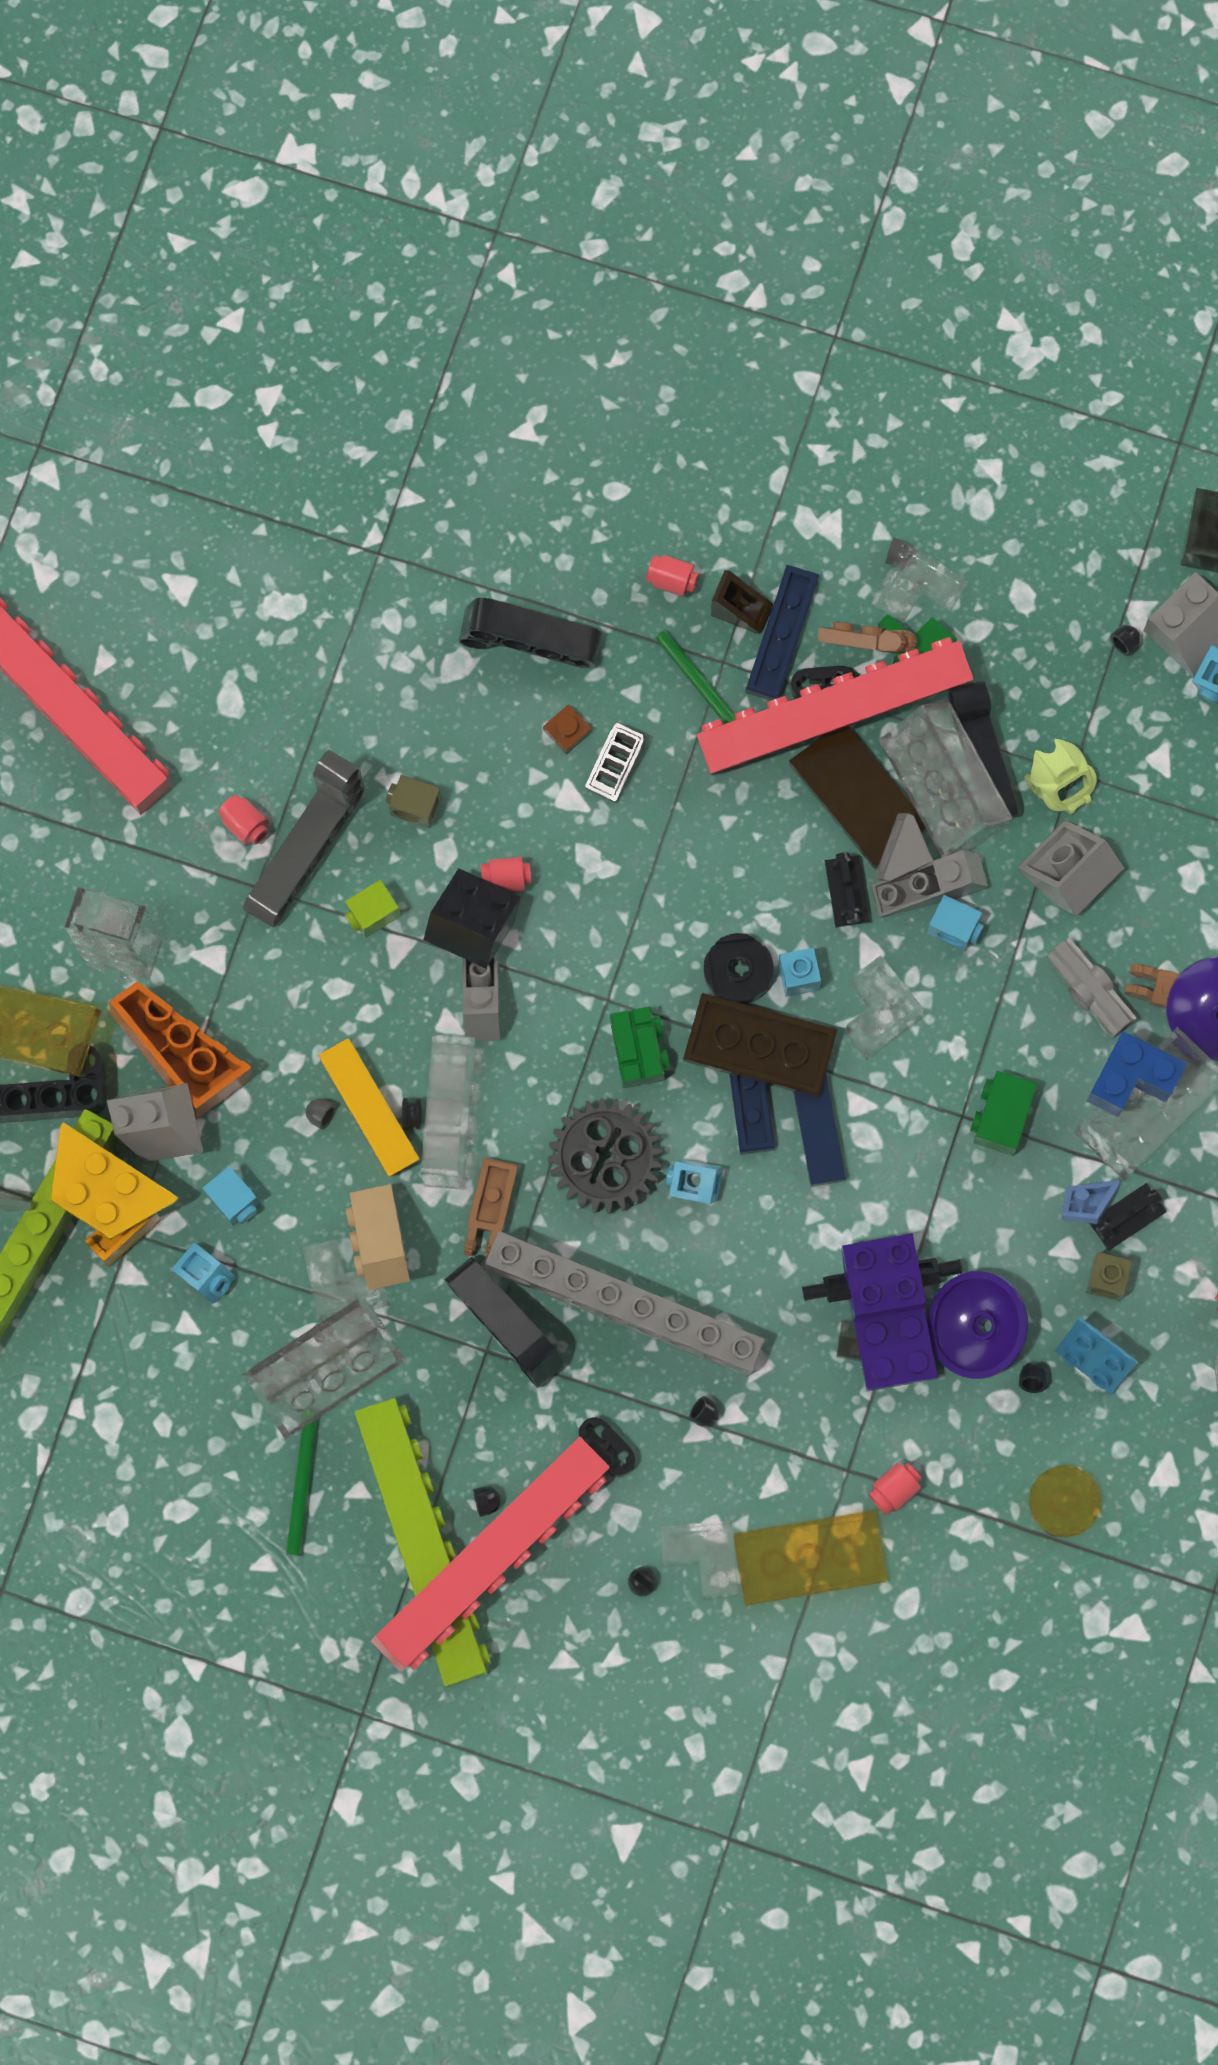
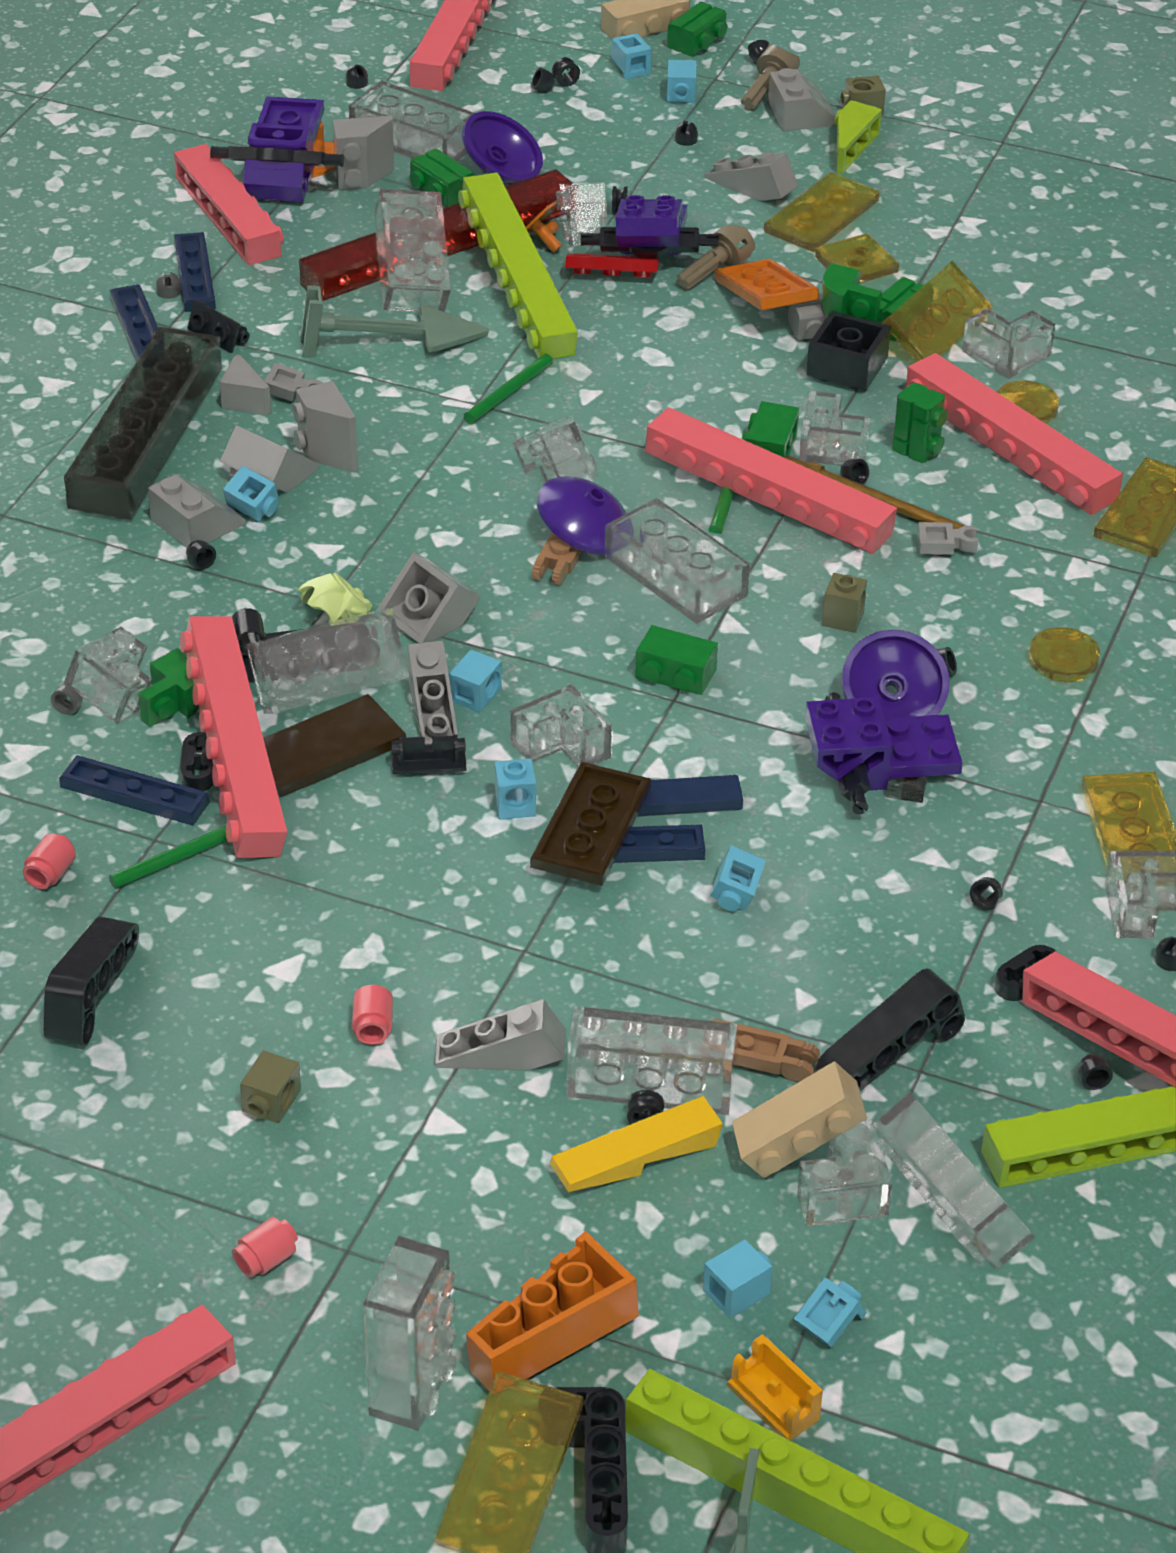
camera: 90 degrees left, 35 degrees down
(103, 1187) = (731, 1374): yellow wing -> none
(156, 1122) = (646, 1324): light grey slope -> none
(301, 1489) = (1098, 1238): green bar -> none
(320, 1112) = (638, 1194): dark grey hinge -> none
(337, 795) = (289, 1178): dark grey beam -> none
(371, 909) = (395, 1130): lime brick -> none
(472, 918) = (424, 1029): black brick -> none
(567, 729) = (206, 962): dark orange plate -> none
(576, 1143) = (705, 950): dark grey gear -> none
(623, 1304) = (871, 937): light grey brick -> none
(628, 735) = (236, 904): slope -> none
(638, 1047) = (584, 917): green brick -> none
(739, 604) = (91, 816): dark brown slope -> none
(751, 954) = (485, 845): black plate -> none
(869, 638) = (163, 702): medium nougat hinge -> none
(895, 1488) = (1060, 757): coral brick -> none
(904, 849) = (394, 700): light grey slope -> none
(1088, 1201) = (768, 615): medium blue piece -> none
(1091, 987) = (553, 598): light grey piece -> none
(1095, 1356) = (925, 604): dark azure hinge -> none
(1129, 1216) = (781, 591): black hinge -> none
(1135, 1065) = (654, 540): blue brick -> none

